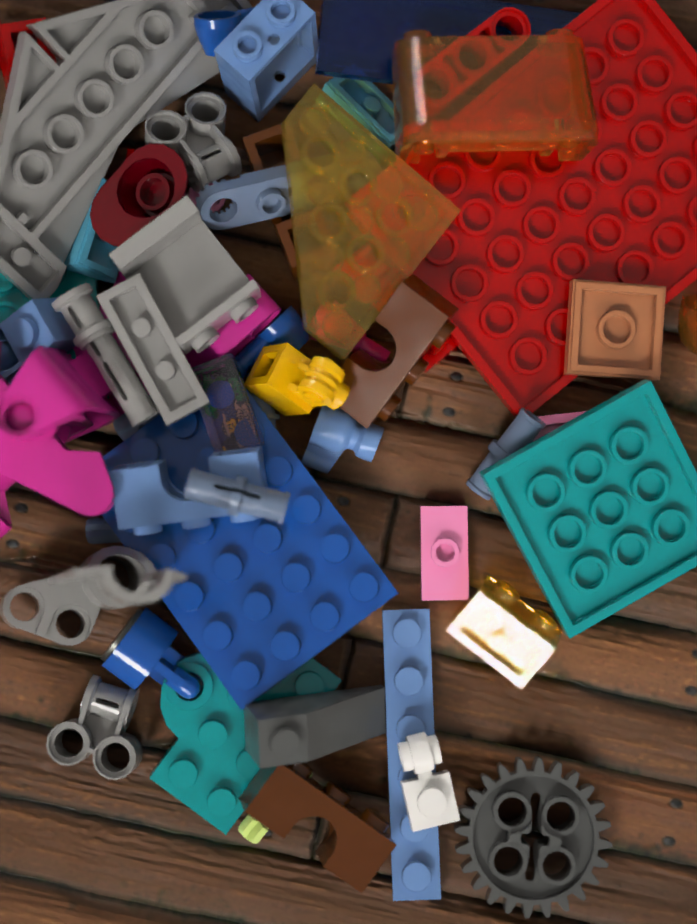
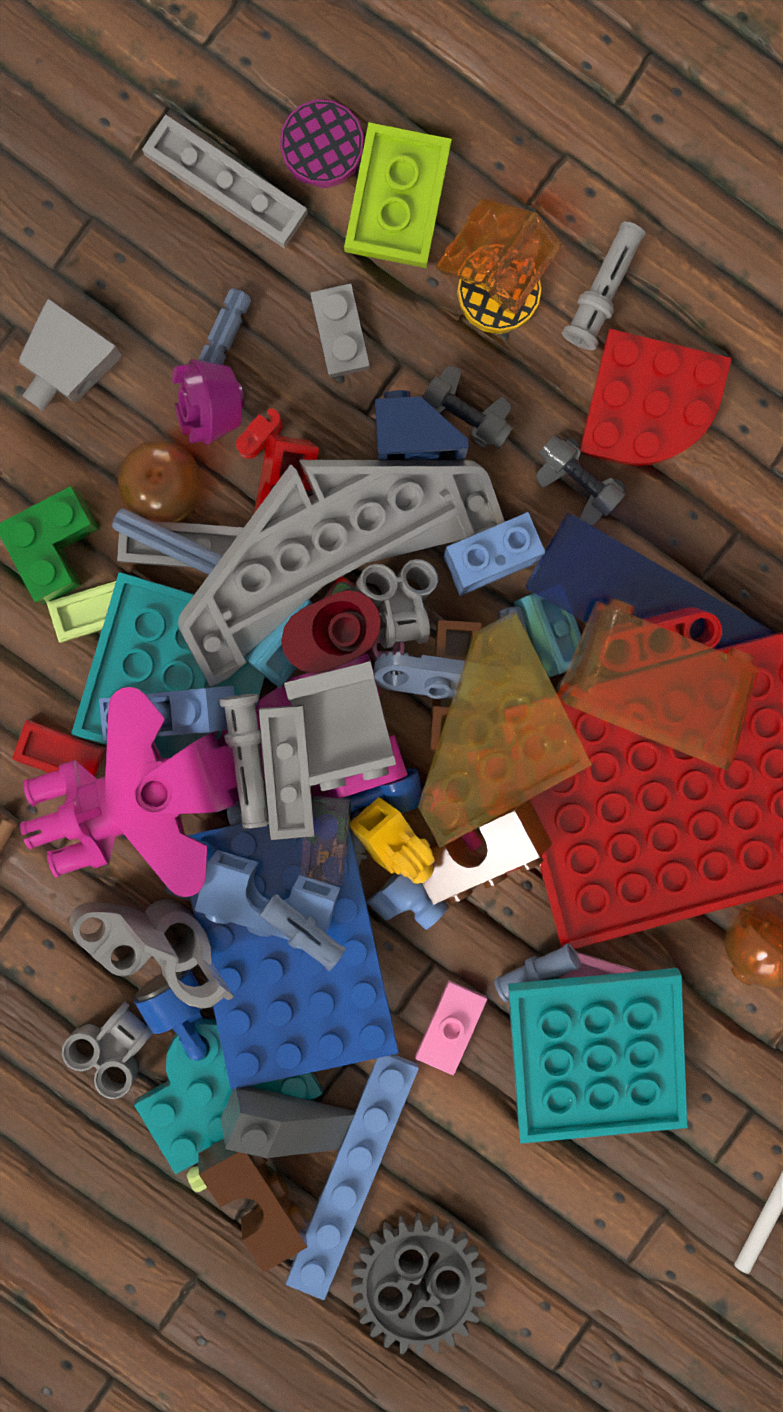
camera: 25 degrees right, 5 degrees up
(216, 25) = (461, 517): blue bar -> none
(429, 795) = (352, 1218): white plate -> none
(506, 631) = (472, 1114): clear yellow bracket -> none
(614, 330) = (673, 913): nougat tile -> none

